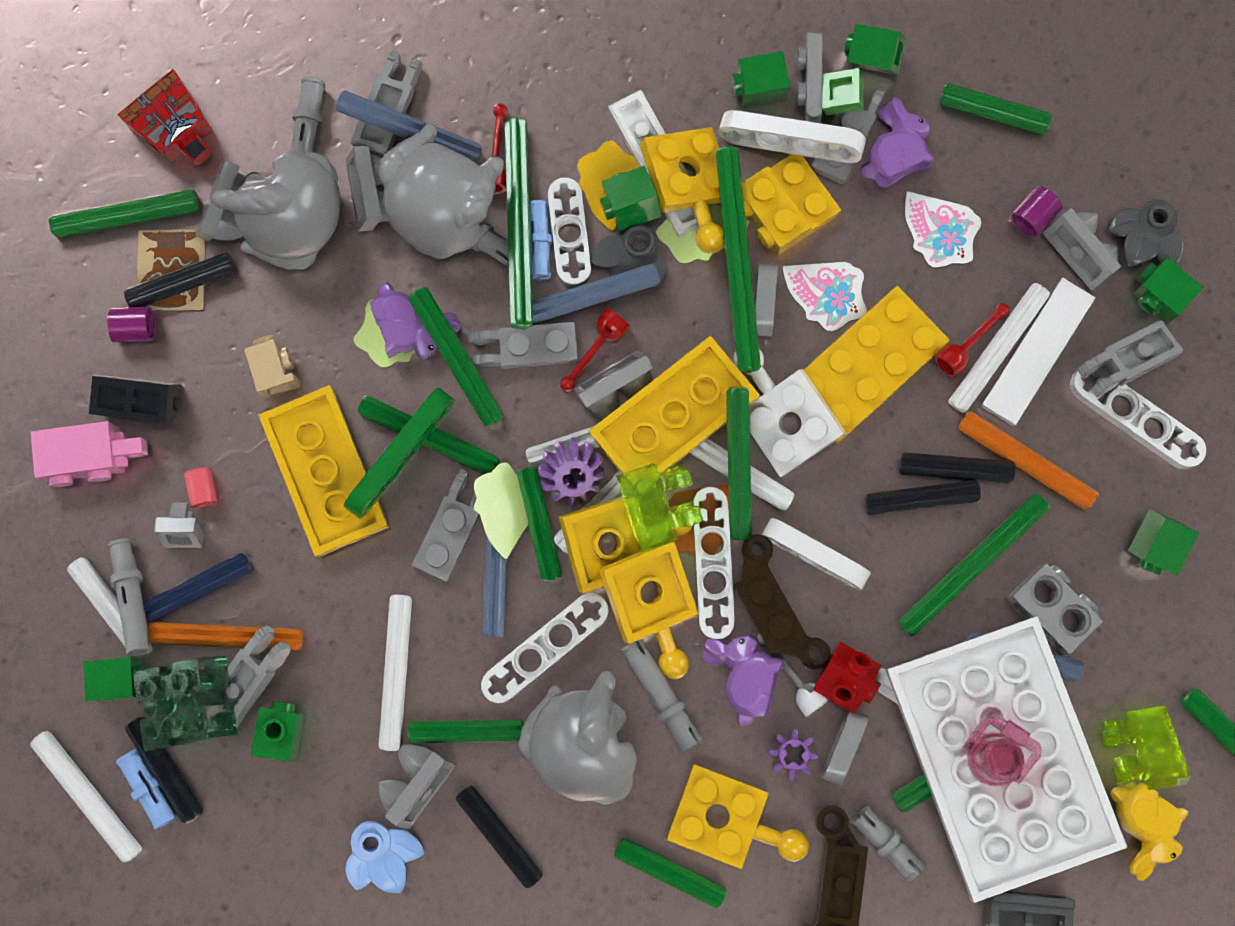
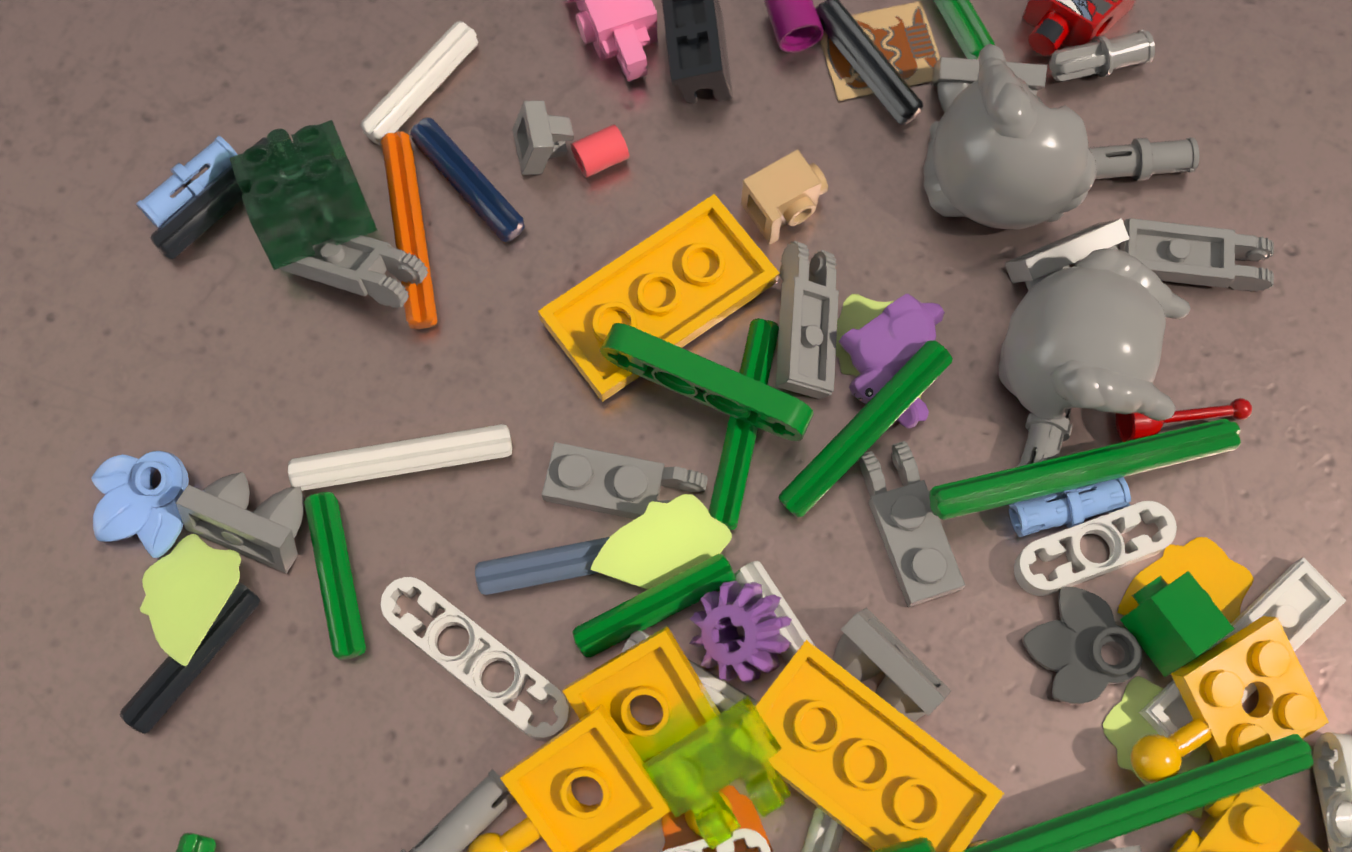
camera: 70 degrees right, 10 degrees down
(86, 796) = (169, 116): white axle -> none
(110, 678) = (322, 96): green brick -> none
(127, 584) = (453, 92): light grey pin -> none
(221, 118) = (1102, 56): none -> light grey axle
(278, 732) = (287, 323): green brick -> none
(368, 374) = (807, 322): none -> light grey hinge
(400, 123) = (1175, 272): sand blue axle -> none
(456, 831) = (187, 594): none -> yellowish green sticker
(576, 743) = (332, 730): light grey piece -> none
(595, 292) = (1017, 604): sand blue axle -> none
(610, 328) = (970, 639): red hinge -> none

